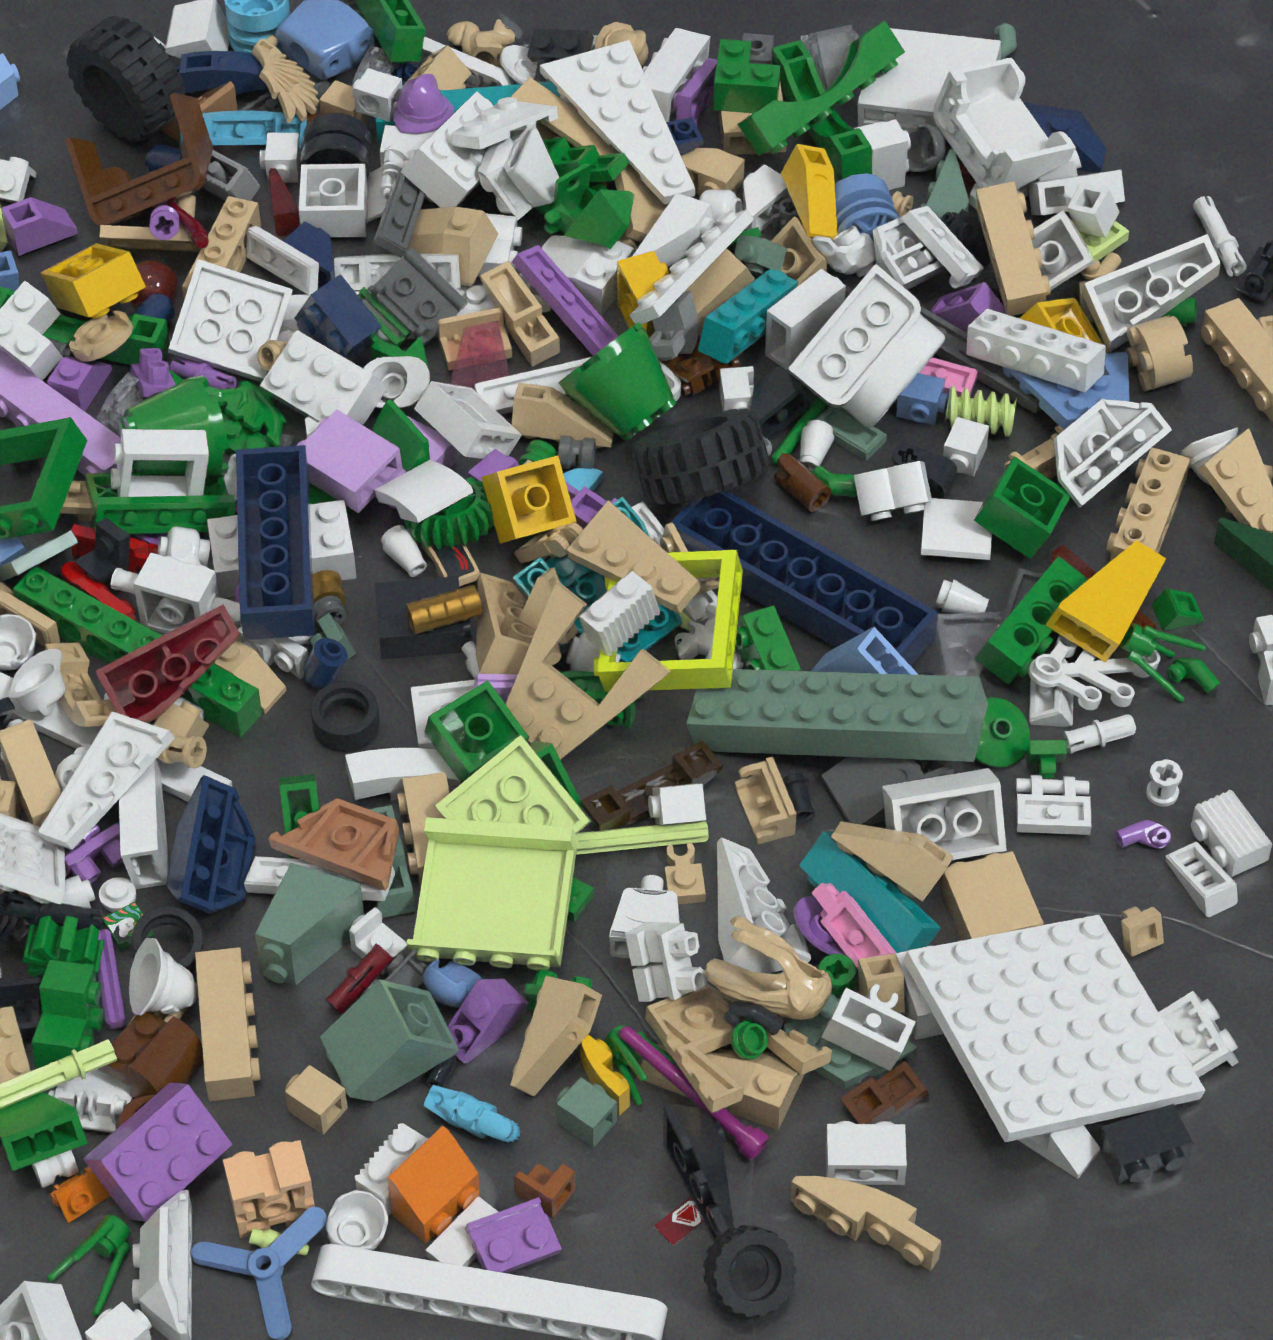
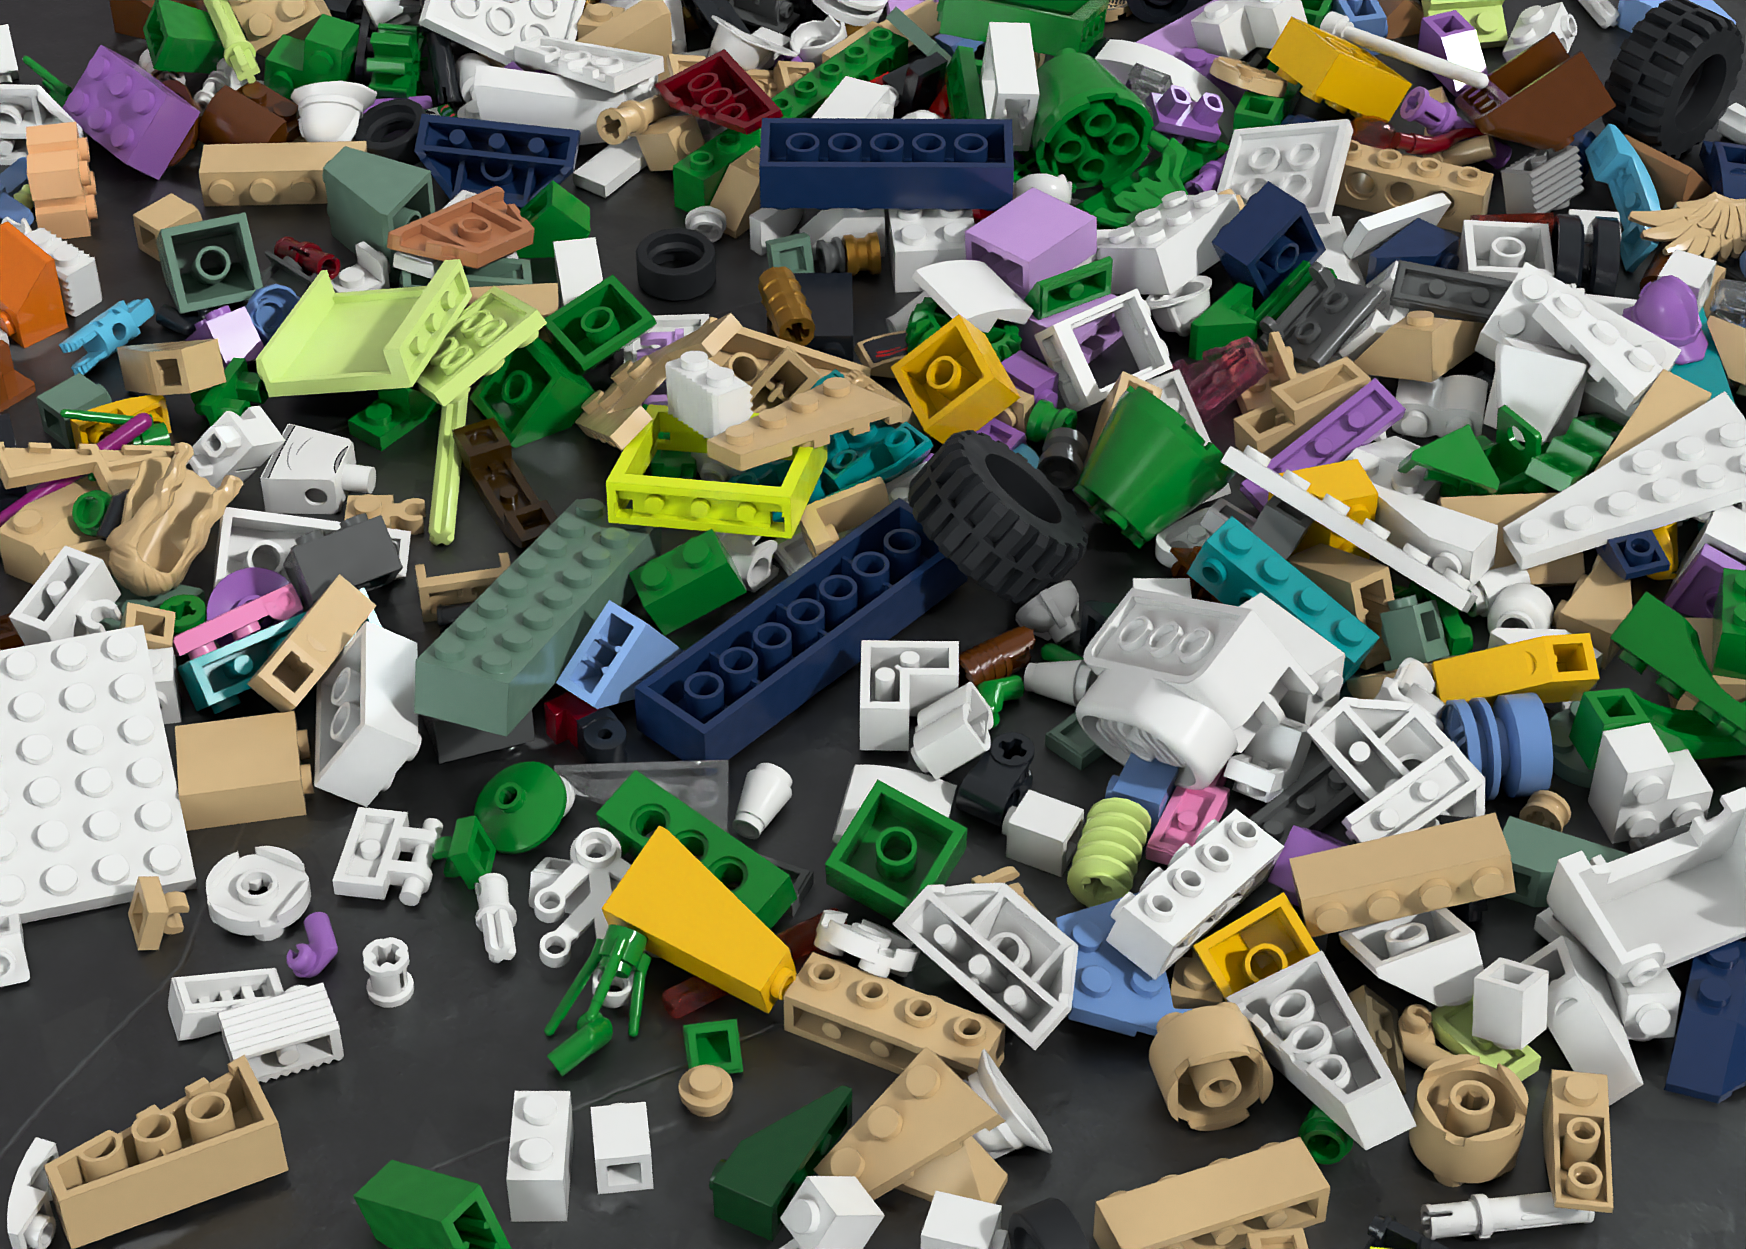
camera: 95 degrees right, 10 degrees down
(65, 241) = (1341, 27): none -> white piece
(90, 394) = (1122, 55): none -> white slope
(286, 701) = (707, 221): none -> white plate
(324, 663) = (744, 240): dark blue brick -> none
(677, 804) = (470, 499): white brick -> none
(786, 859) = (356, 551): none -> dark grey brick
(854, 528) = (899, 683): none -> white brick
(1093, 524) = (877, 946): none -> white plate
(1099, 893) = (264, 913): none -> white plate
(1163, 230) = (1468, 1120): none -> tan brick
(1174, 198) = (1578, 1141): none -> tan slope
(1216, 607) = (705, 1090): none -> tan plate

